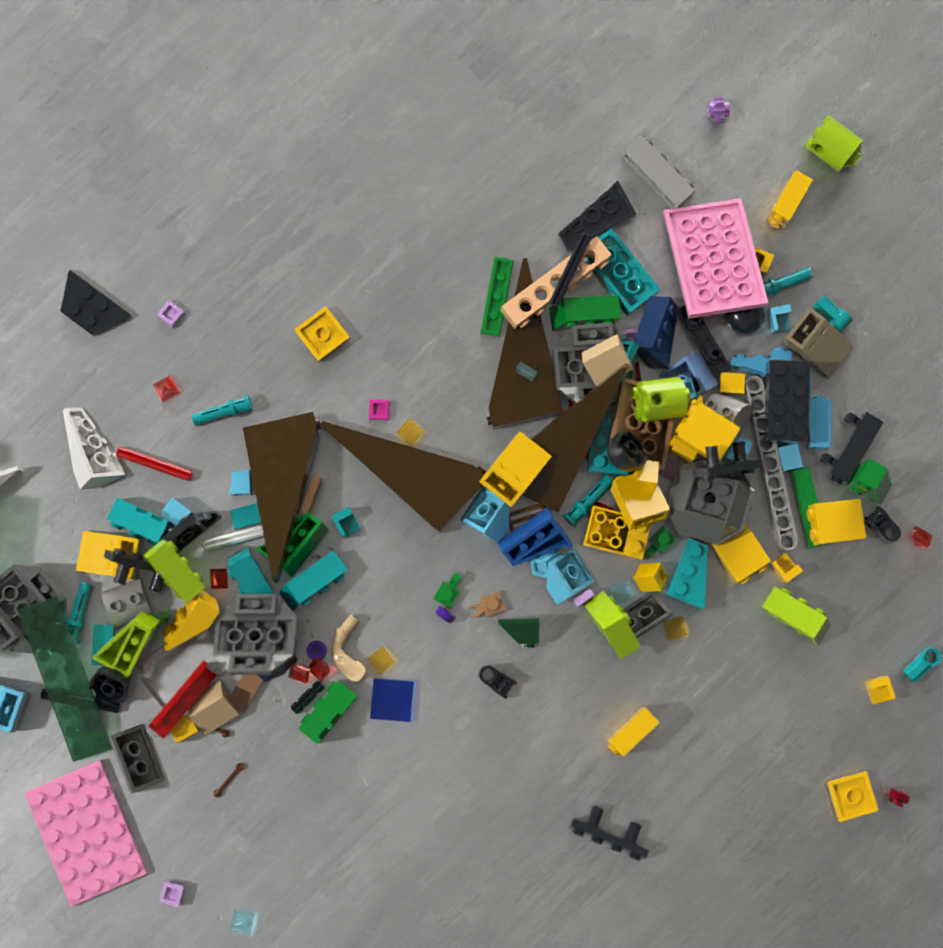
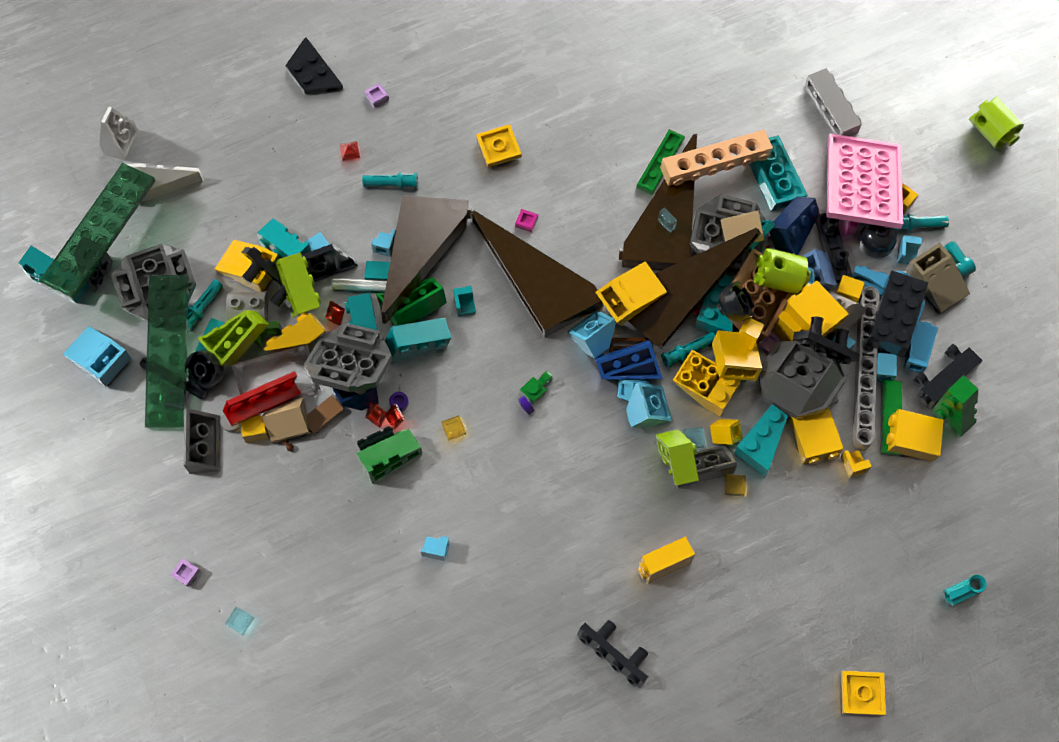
camera: 20 degrees right, 15 degrees down
(85, 833) = (130, 494): bright pink plate -> none
(90, 456) = (264, 183): white wedge -> none
(154, 463) = (316, 205): red axle -> none
(239, 767) = (291, 481): reddish brown hinge -> none
(311, 494) = (444, 267): medium nougat tile -> none
(352, 669) = (424, 425): tan piece -> none
(392, 700) = (451, 465): clear blue tile -> none
(405, 789) = (435, 548): none -> medium azure panel
(410, 432) = (547, 245): clear yellow tile -> none
(489, 604) = (570, 411): medium nougat plate -> none
(497, 681) = (556, 479): black piece -> none
(522, 630) = (591, 436): dark green slope -> none
(570, 269) = (732, 147): black axle -> none
(583, 597) = (657, 428): lavender tile -> none
(585, 311) = (735, 186): green wedge -> none
(605, 213) = (782, 121): black wing -> none
(660, 541) = (744, 404): green plate -> none
(718, 109) = (900, 70): medium lavender gear -> none
(789, 200) = (944, 154): yellow brick -> none
(797, 614) = (856, 505): lime wedge -> none
(880, 690) = (917, 601): yellow panel -> none
(882, 524) = (958, 449): black piece -> none
(897, 797) = (908, 707): dark red plate -> none
(920, 537) = (991, 475): clear red slope -> none

